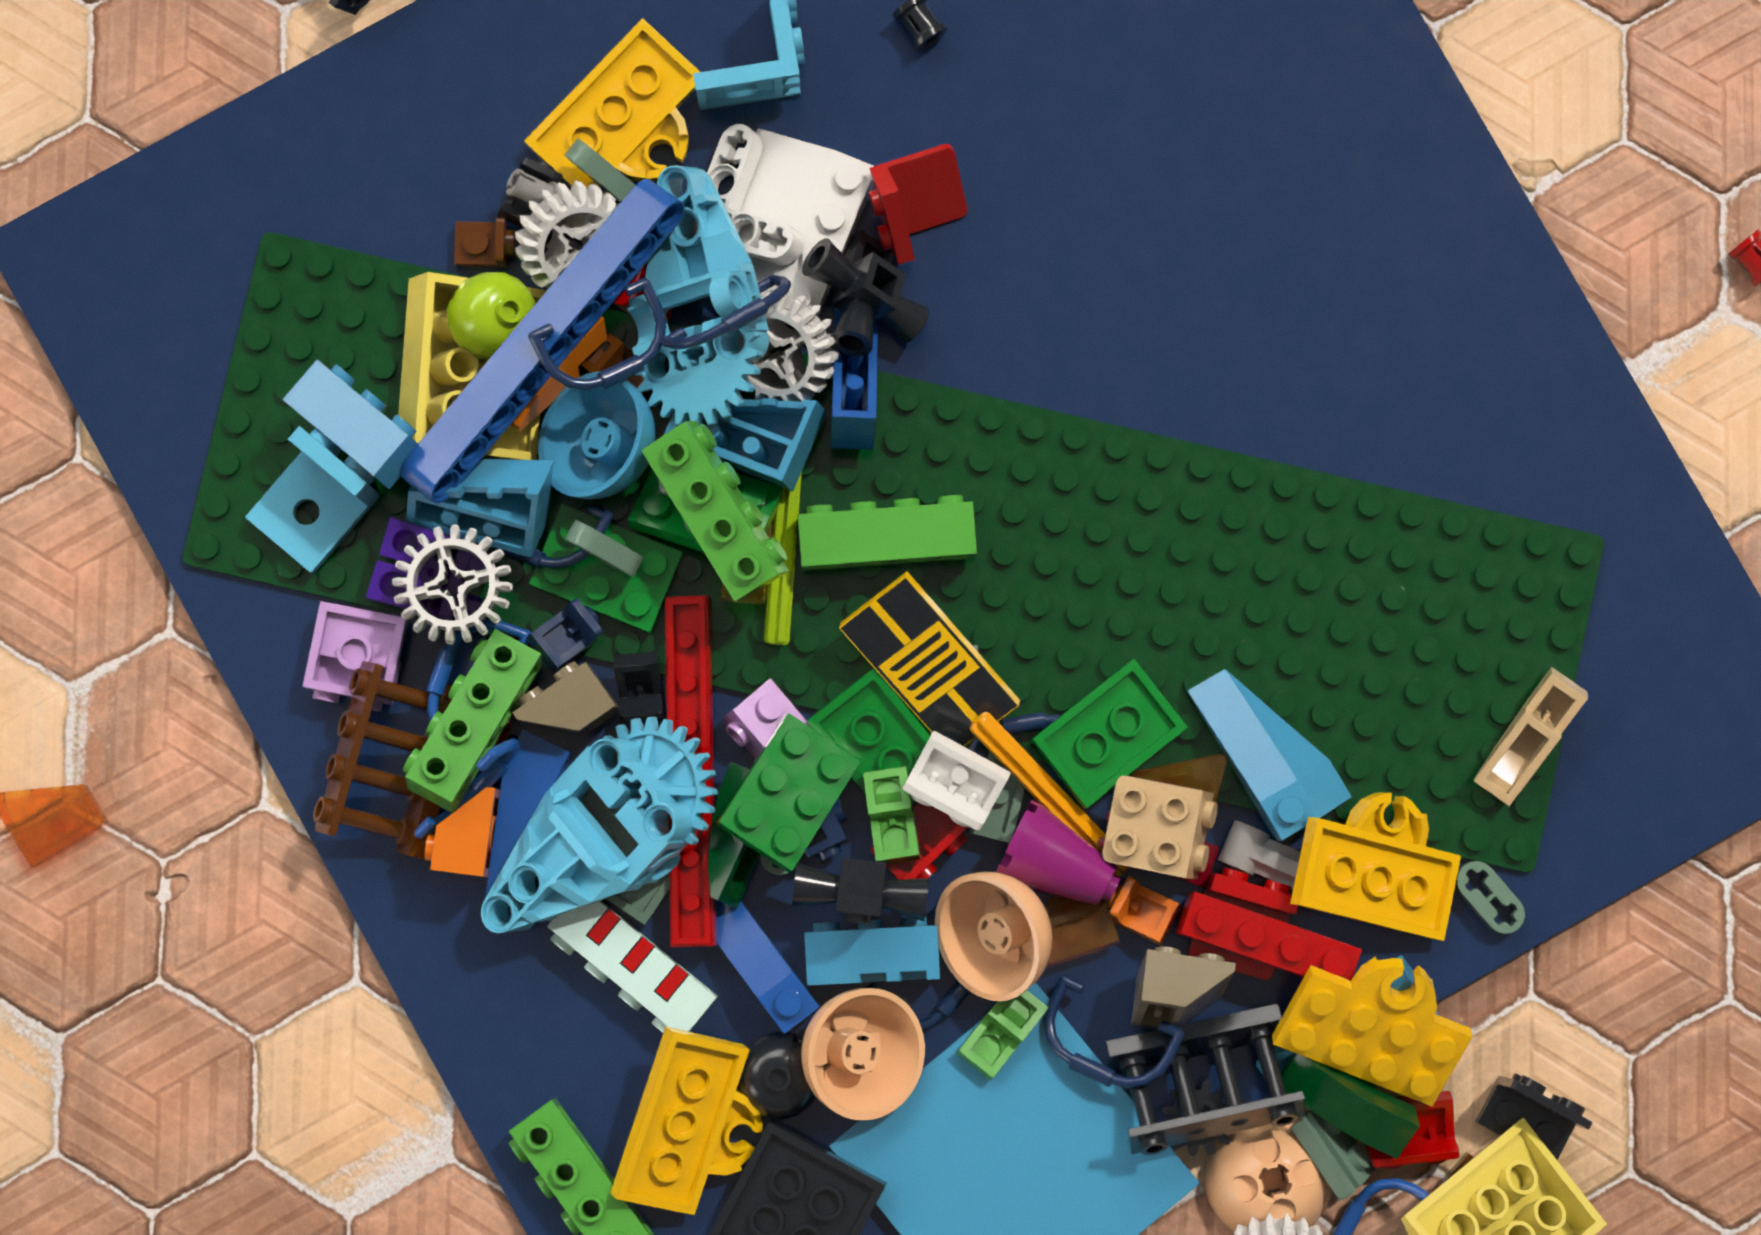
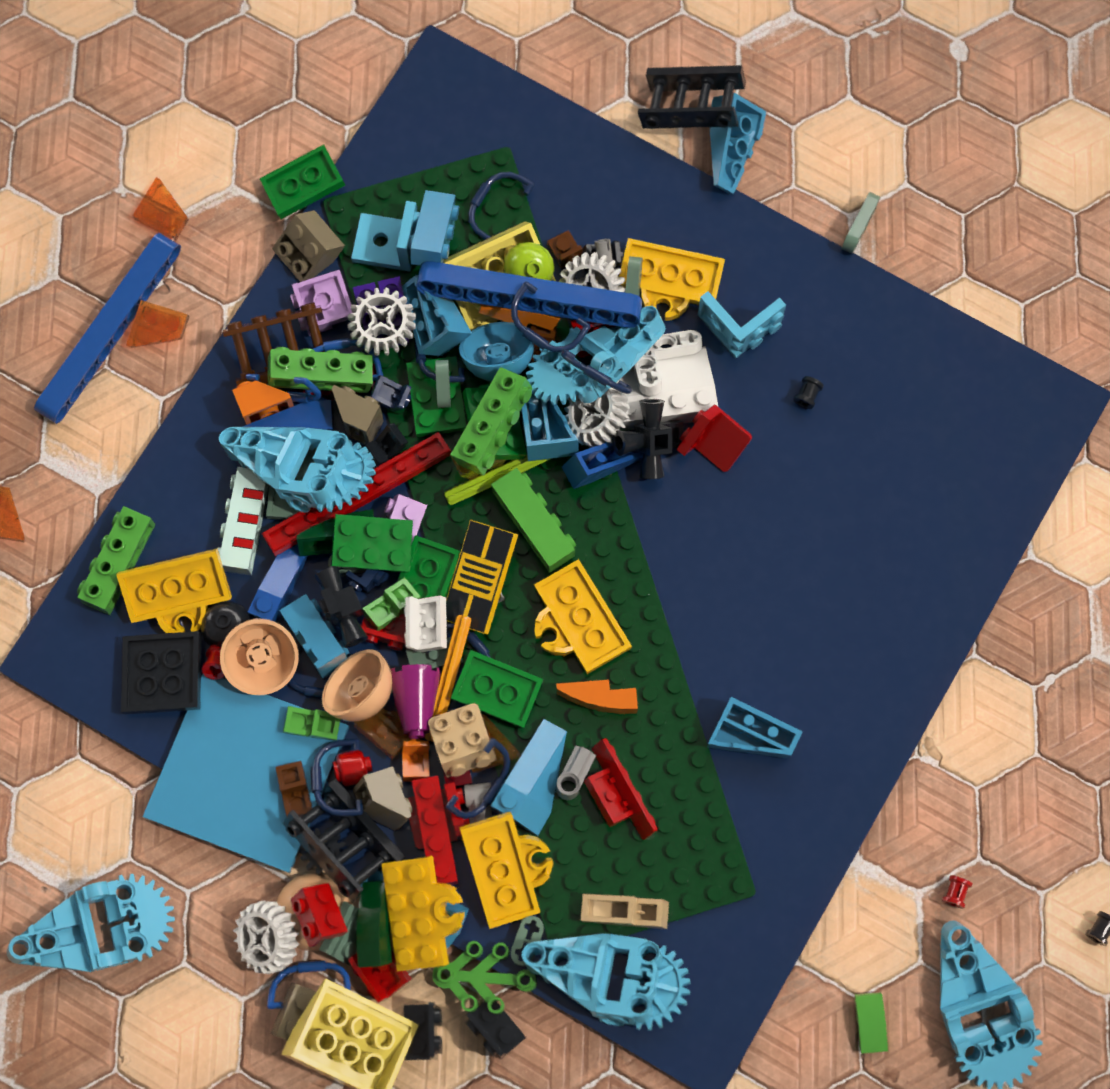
camera: 65 degrees right, 10 degrees down
(134, 577) = (302, 182): none -> green plate
(195, 1002) = (107, 328): none -> blue beam
(235, 926) = (156, 325): none -> clear orange wing
(248, 627) = (307, 245): none -> dark tan slope
(319, 314) = (484, 189): none -> dark blue piece
(830, 1125) = (212, 668): none -> red bush
(1071, 555) = (578, 619): none -> yellow plate
(1088, 1110) = (294, 788): none -> reddish brown slope
(1101, 1008) = (351, 767): none -> red head
(1205, 591) = (599, 697): none -> orange slope
(1257, 825) = (493, 790): none -> dark blue piece
(1292, 687) = (575, 771): none -> light grey piece
(1295, 1175) = (318, 914): none -> red bracket
(1357, 650) = (616, 793): none -> red bracket
(1377, 407) = (753, 732): none -> dark azure wedge
(1501, 993) = (480, 977): none -> bright green plant
(1583, 1011) = (497, 1029): none -> black bracket
(1592, 836) = (589, 971): none -> medium azure connector

